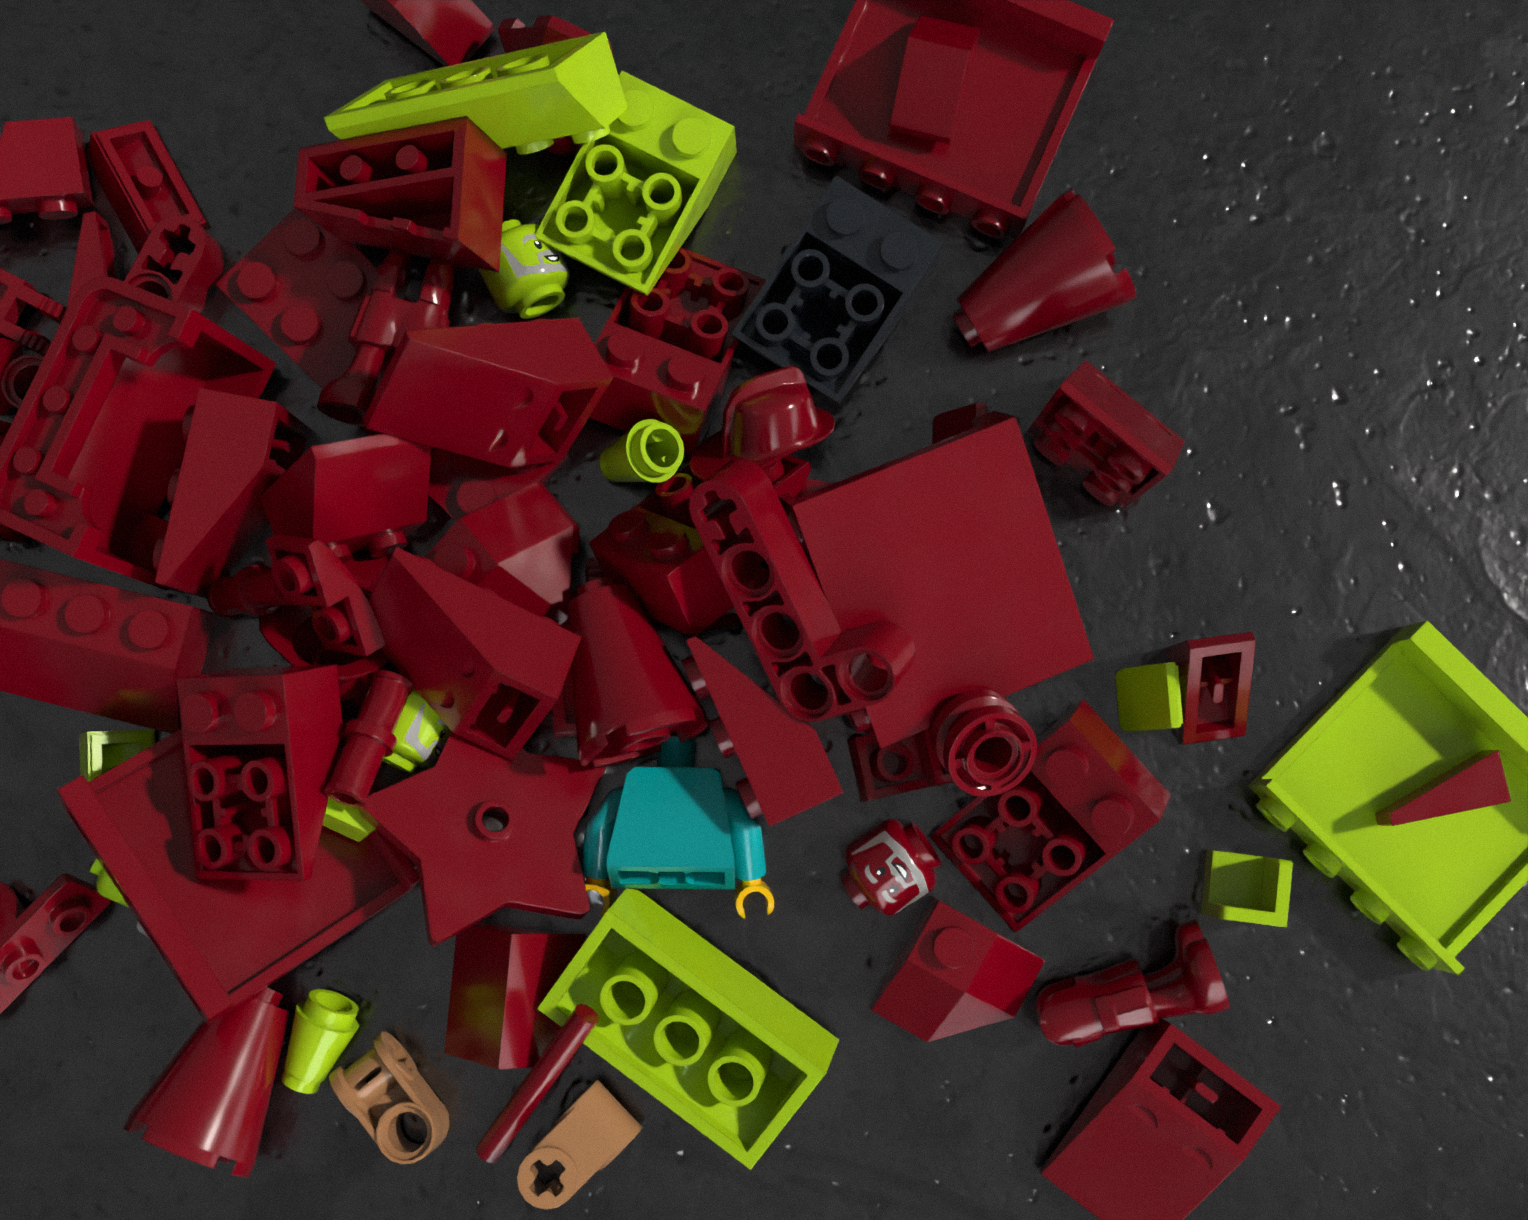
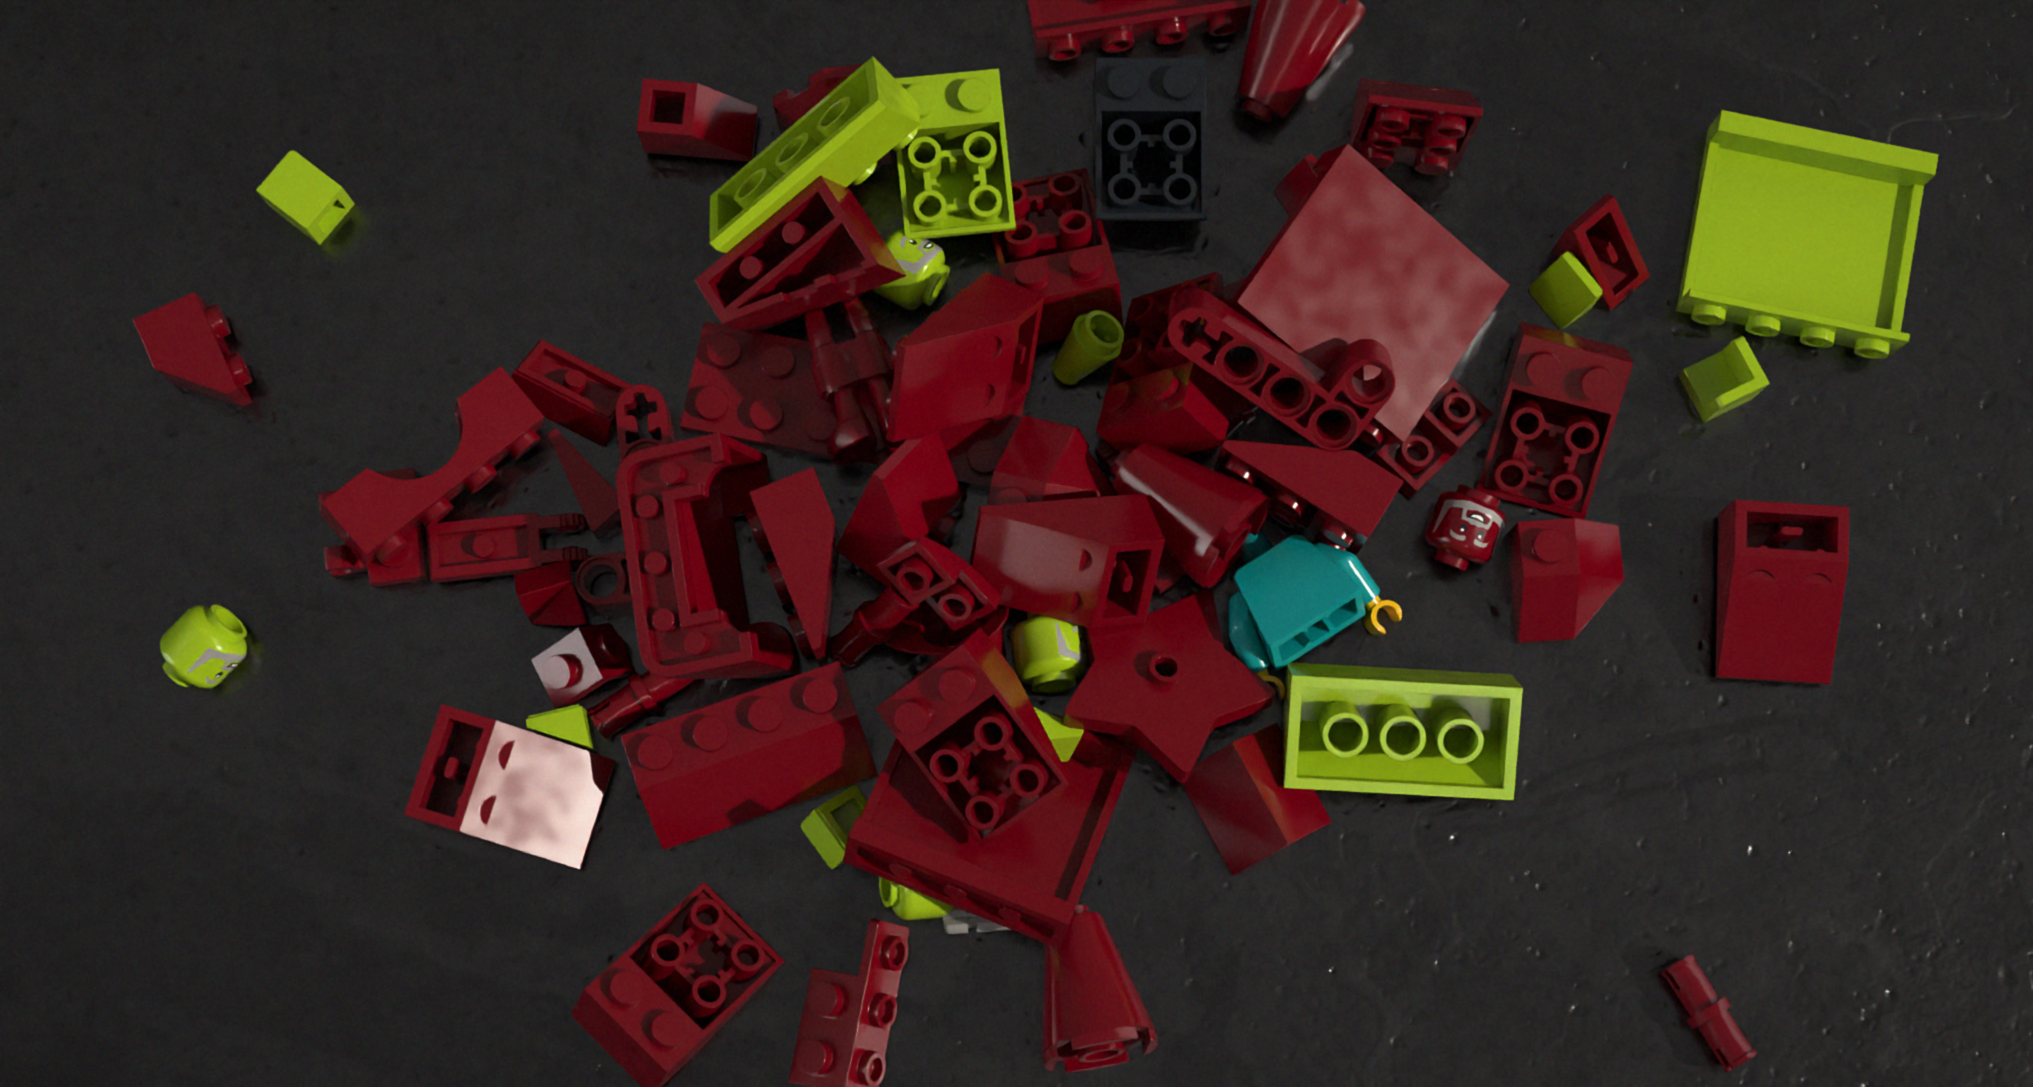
camera: 35 degrees left, 5 degrees down
(318, 1038) = (1136, 923): lime cone -> none
(369, 739) = (1039, 665): dark red pin -> none
(386, 1098) = (1216, 927): medium nougat piece -> none
(537, 1083) = (1319, 843): dark red bar -> none
(582, 1140) = (1377, 863): medium nougat piece -> none
(764, 423) = (1161, 264): dark red piece -> none
(997, 763) = (1474, 390): dark red wheel -> none
(1125, 999) = (1694, 506): dark red piece -> none
(1466, 787) = (1828, 209): dark red piece -> none

